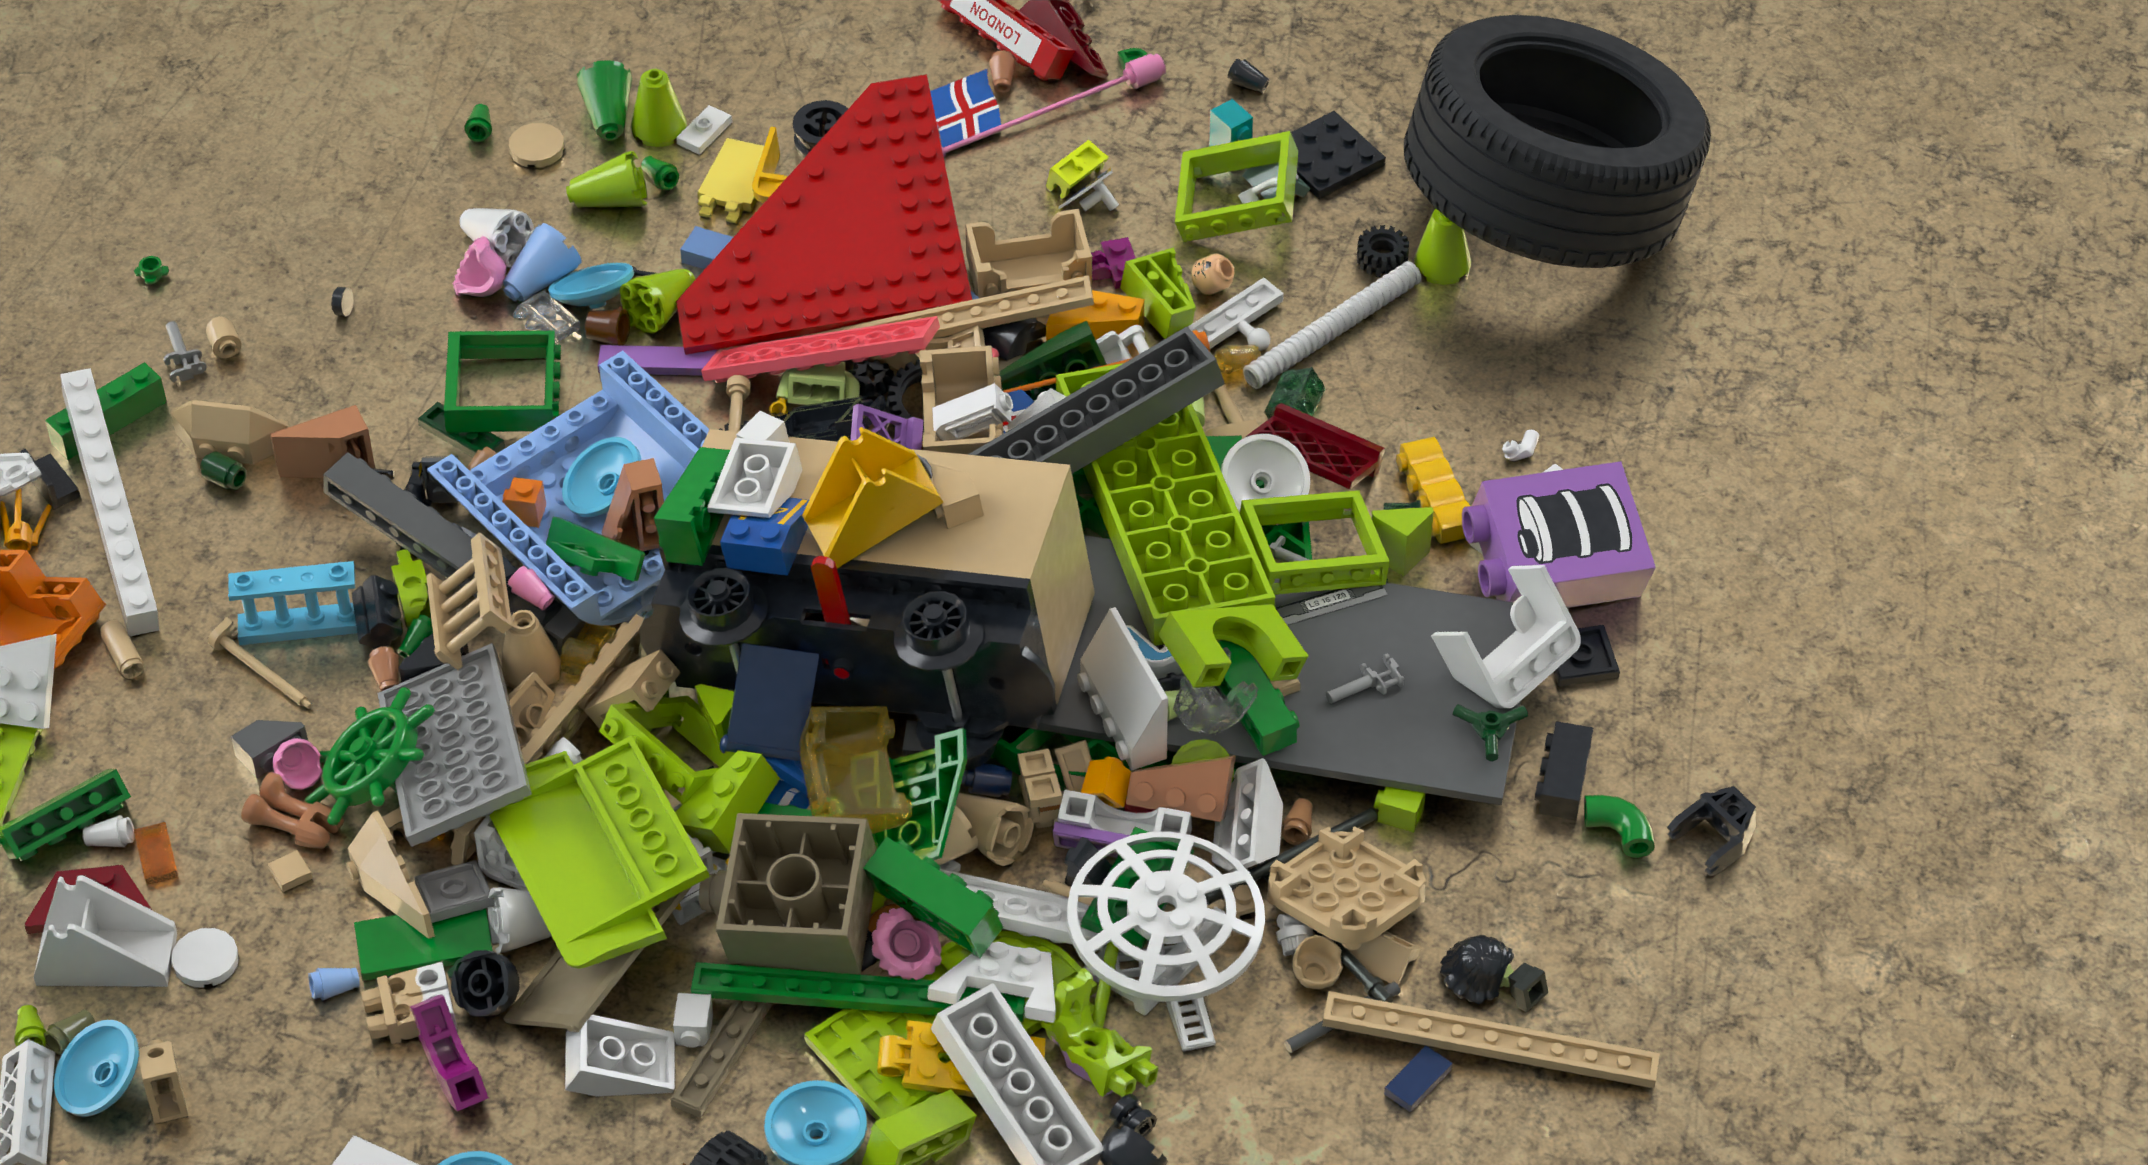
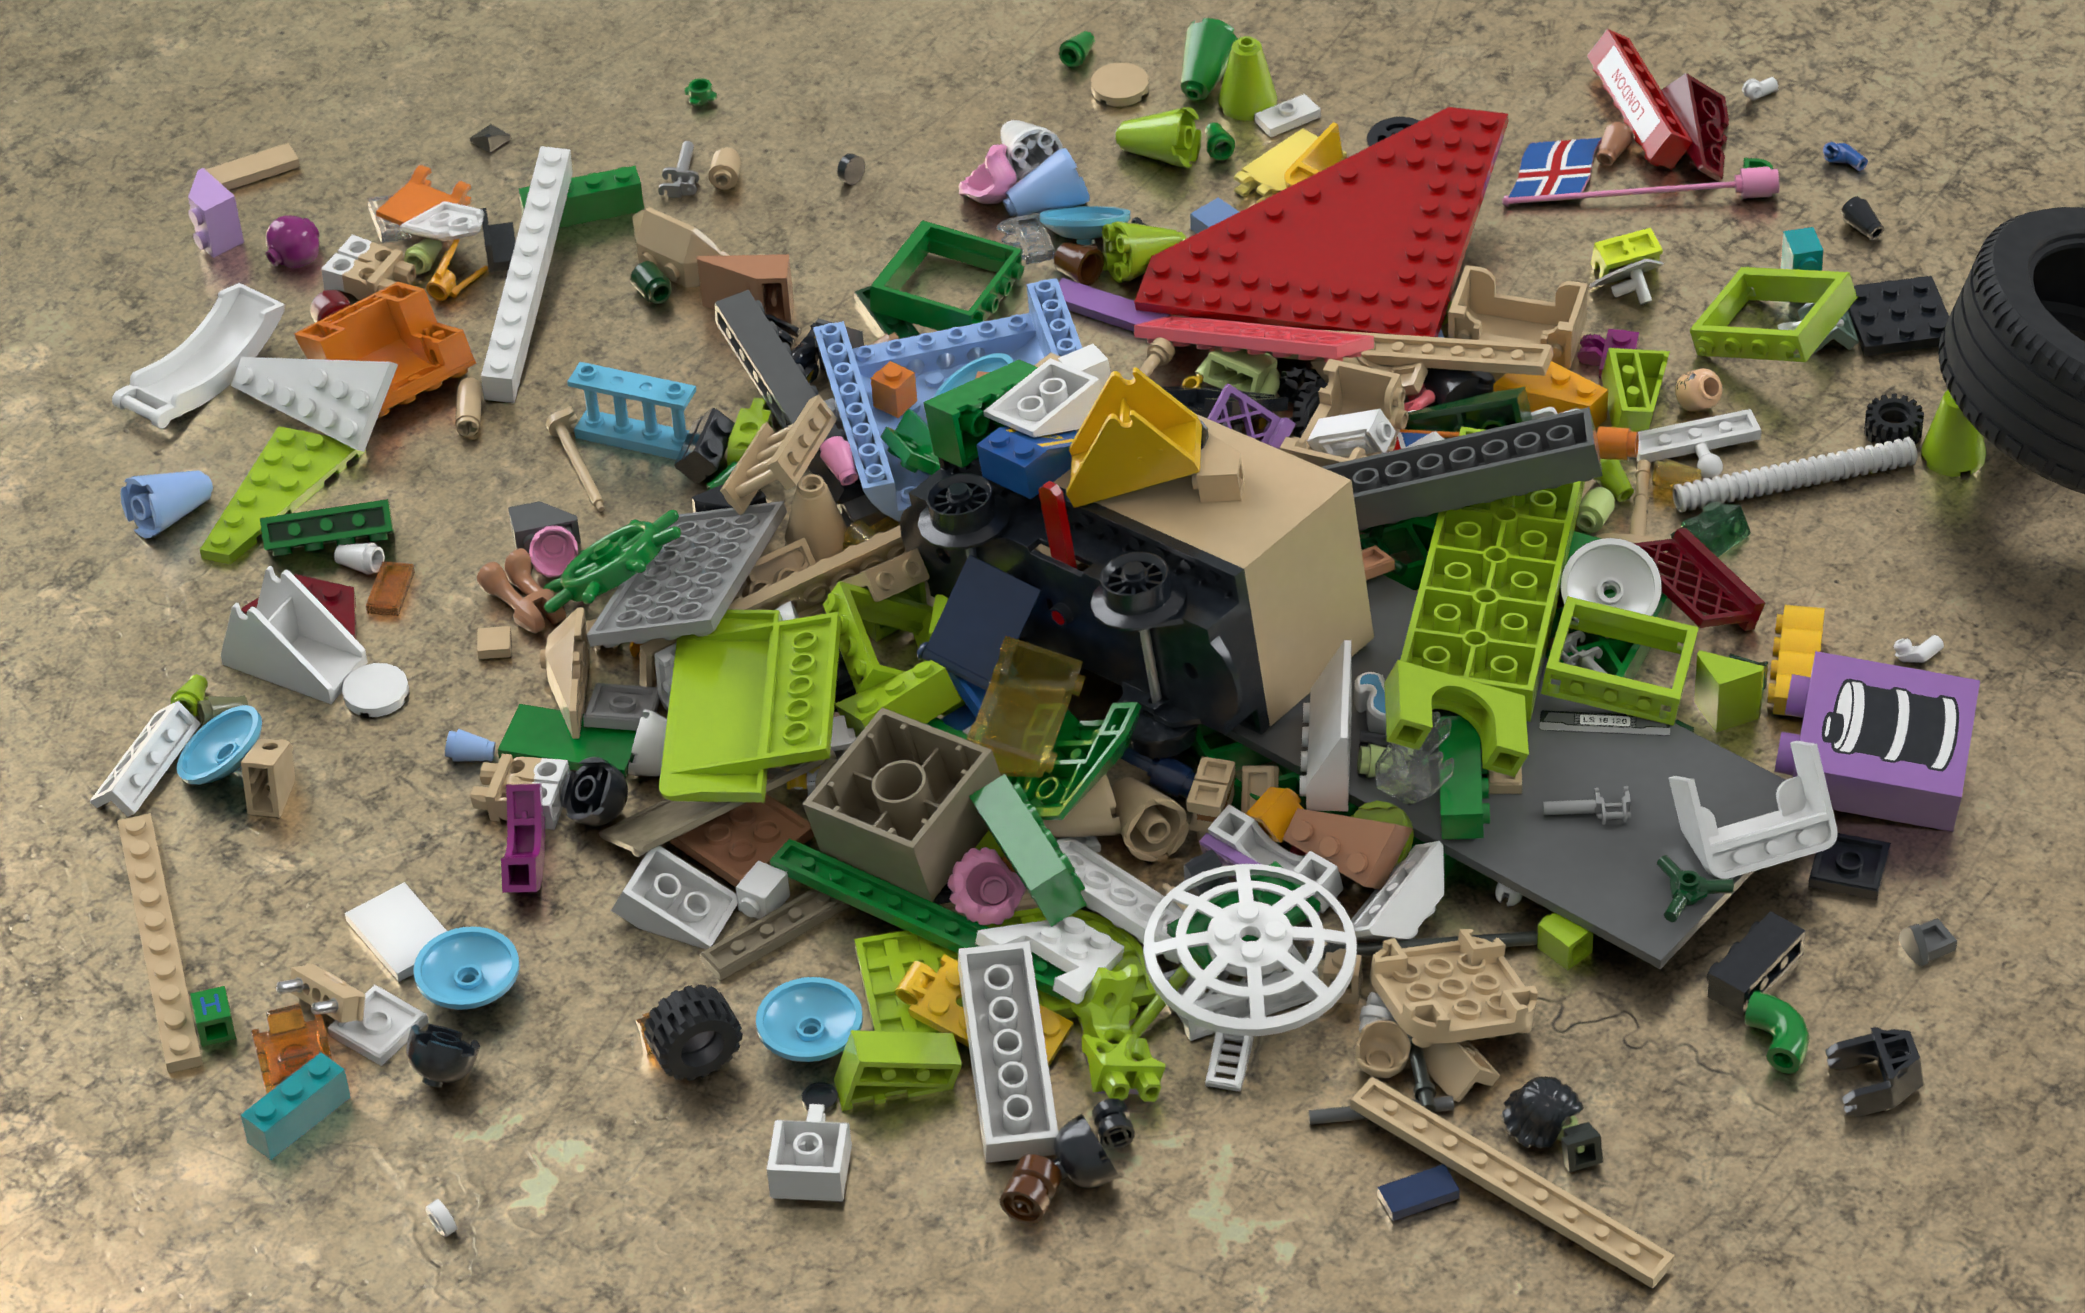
camera: 30 degrees right, 5 degrees down
(385, 667) = (682, 492): nougat cone -> none
(654, 980) = (743, 836): none -> nougat plate
(1197, 22) = (1844, 154): none -> blue arm
(1298, 822) = (1451, 917): medium nougat cone -> none
(1324, 782) = (1503, 891): none -> white hinge
(1682, 701) = (1927, 941): none -> dark grey tile

